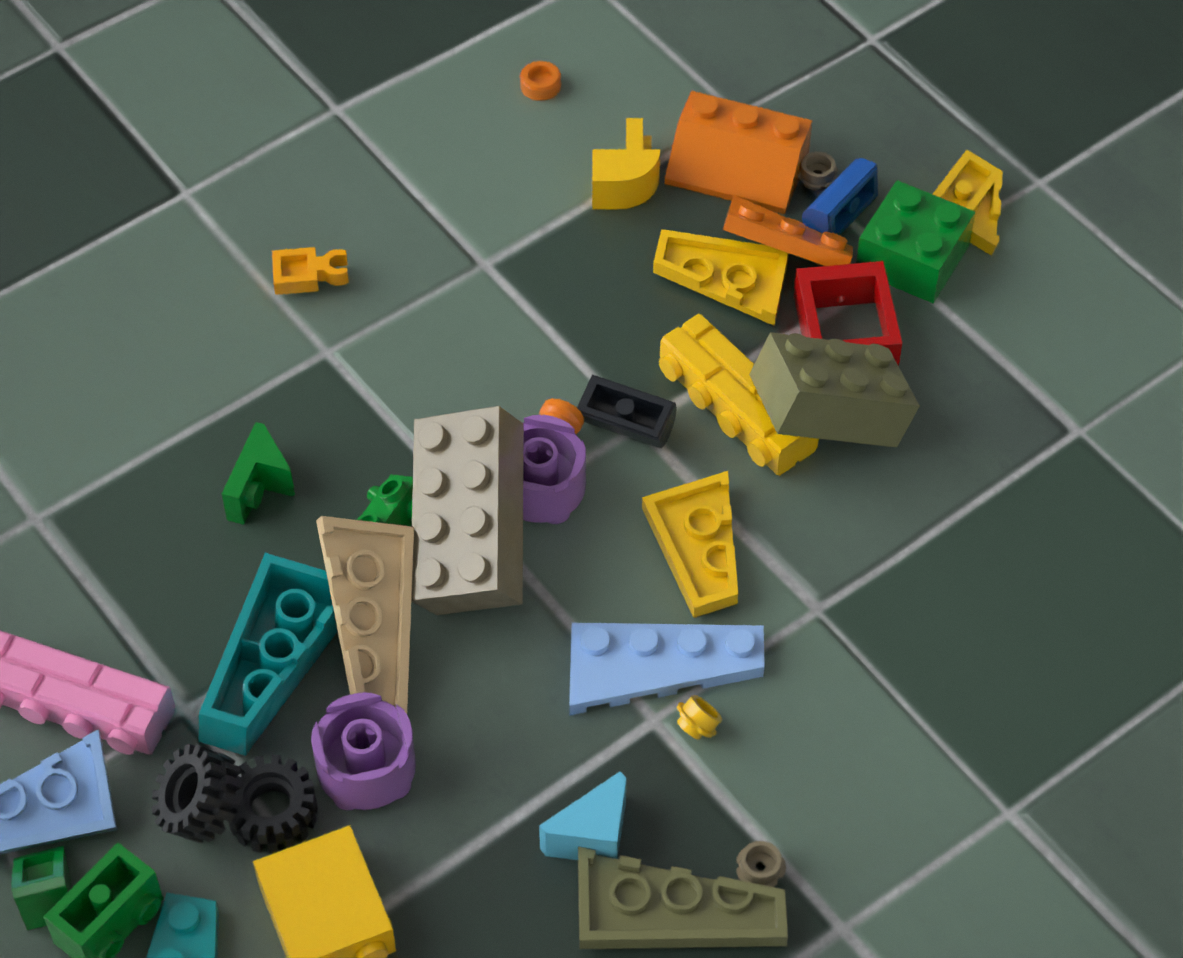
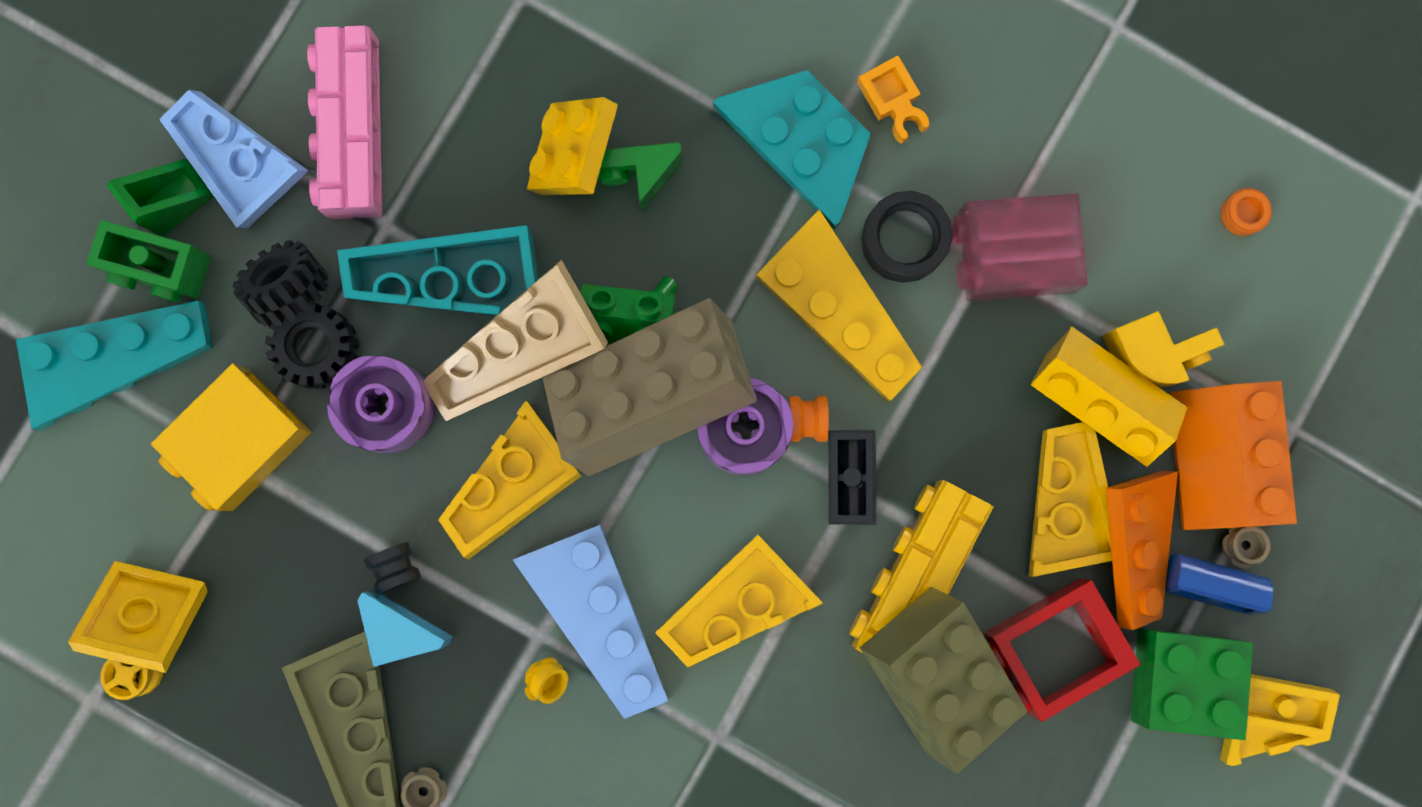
camera: 65 degrees right, 30 degrees up
(209, 508) = (571, 147): none -> yellow plate
(302, 350) = (802, 137): none -> teal wing
(428, 278) = (916, 203): none -> black tyre
(468, 374) = (834, 300): none -> yellow wing
(487, 227) = (1020, 247): none -> clear pink brick
(494, 681) = (509, 485): none -> yellow wing
(526, 807) = (392, 568): none -> black wheel
(646, 208) = (1110, 397): none -> yellow brick

